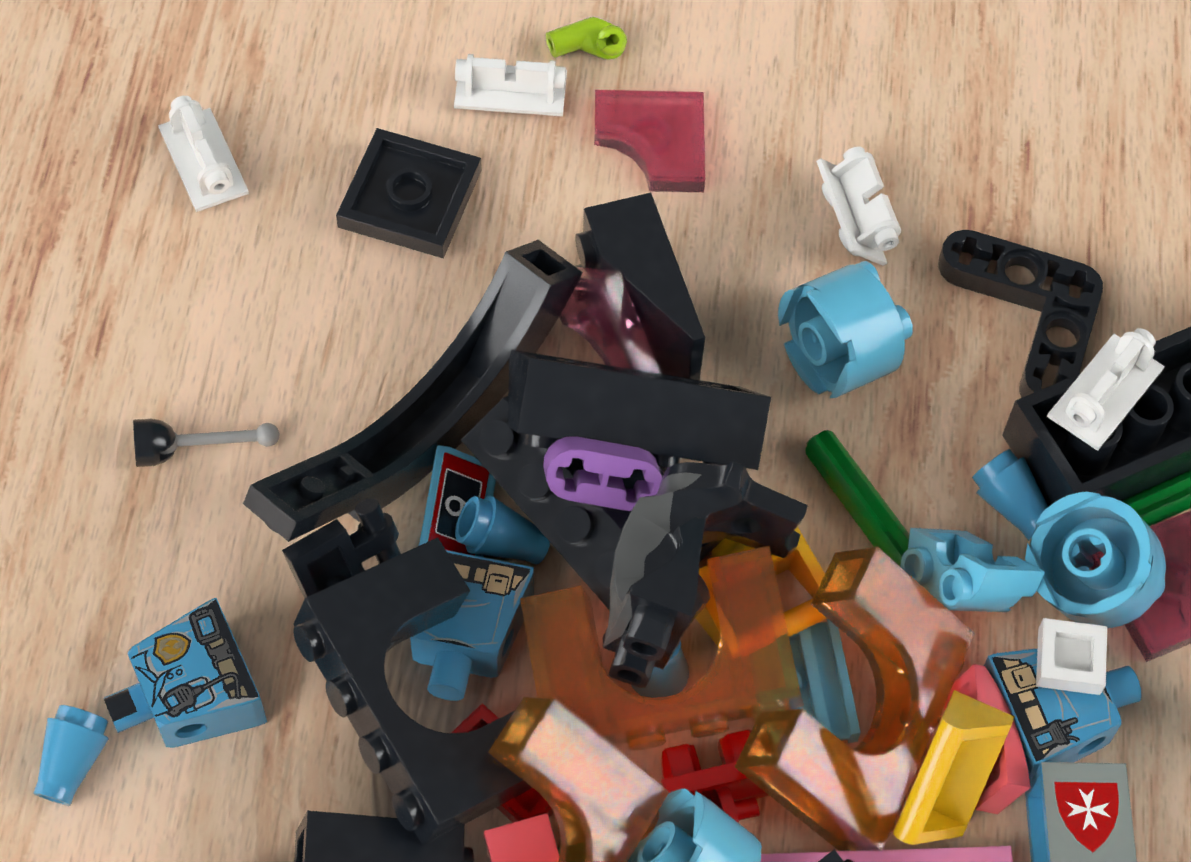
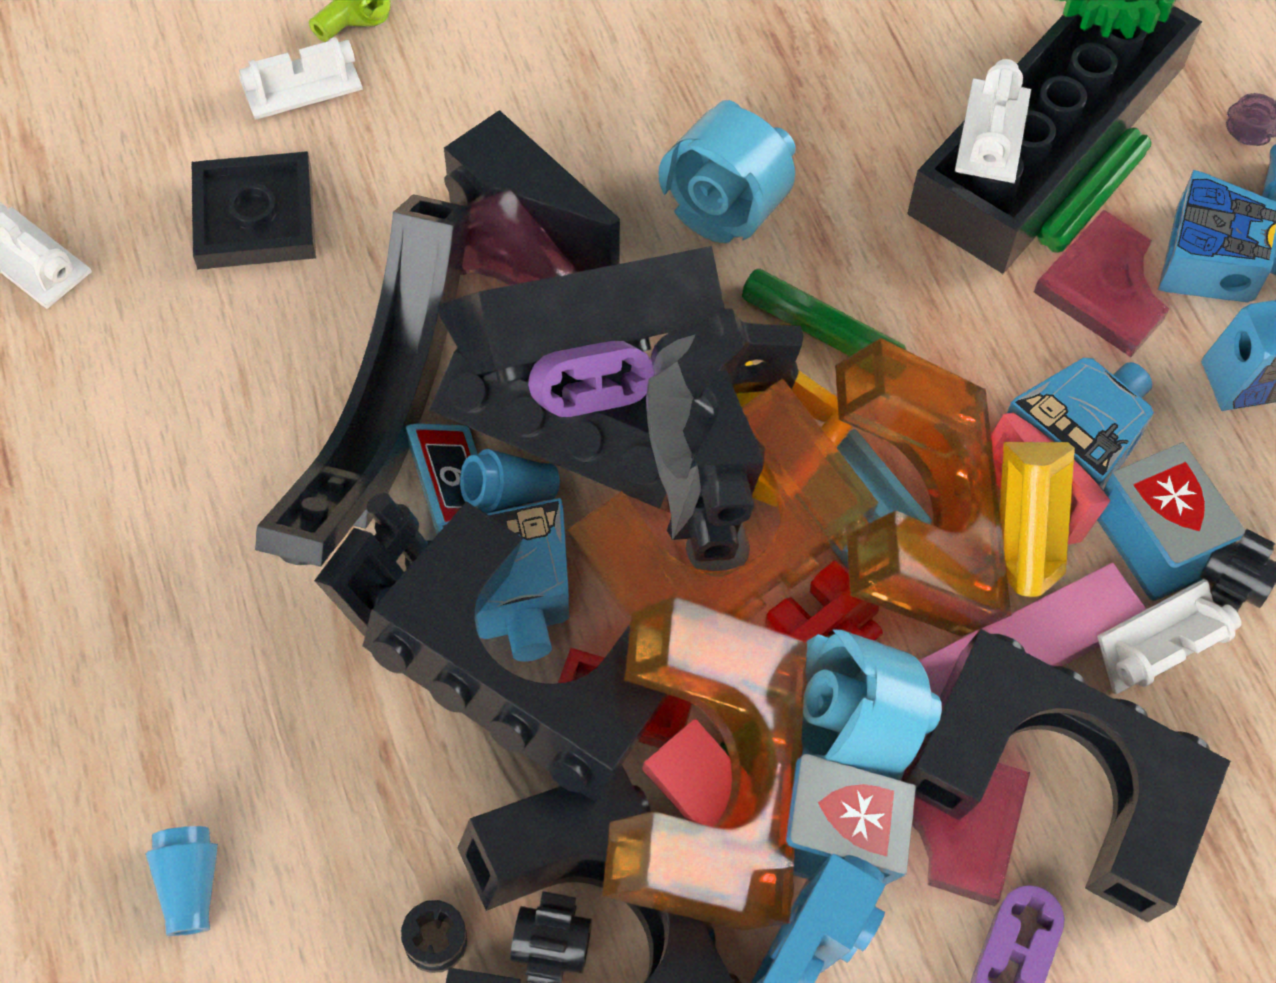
camera: 25 degrees left, 0 degrees up
(157, 441) = (120, 540): hinge -> none
(189, 682) = (274, 753): torso -> none
(658, 132) = (457, 70): clear pink tile -> none
(865, 224) = (662, 53): white hinge -> none
(963, 573) = (954, 340): medium azure cylinder -> none
(1012, 491) = (948, 258): dark azure cone -> none
(1055, 305) = (889, 85): black beam -> none
(1071, 656) = (1088, 369): white plate -> none
(1129, 571) = (1057, 247): medium azure brick -> none

